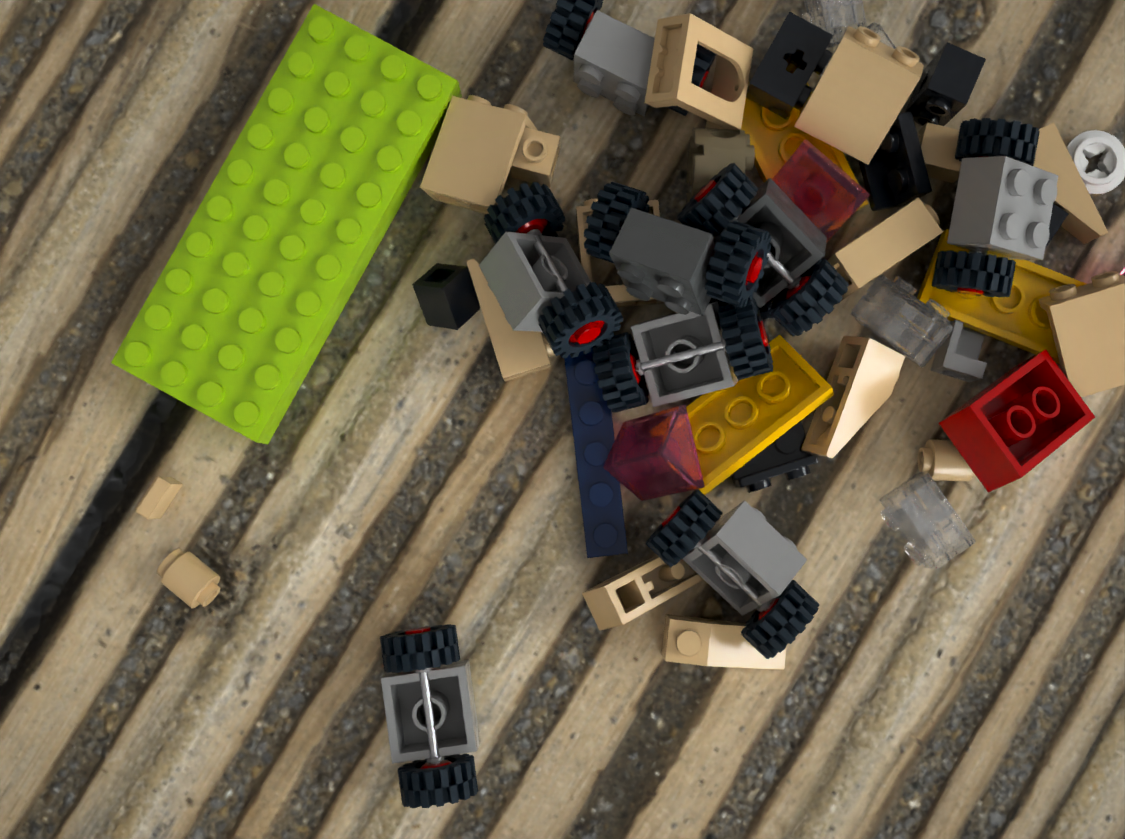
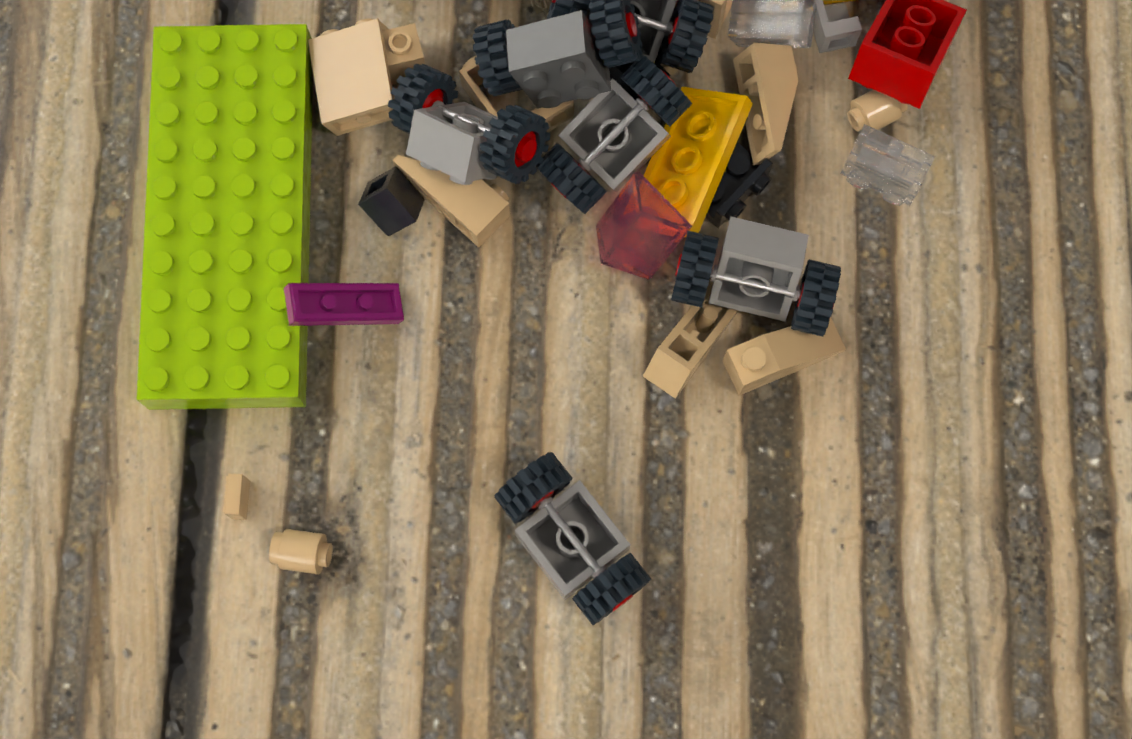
camera: 30 degrees left, 10 degrees down
(346, 374) = (343, 304): none -> magenta tile
(592, 443) = (580, 254): dark blue plate -> none

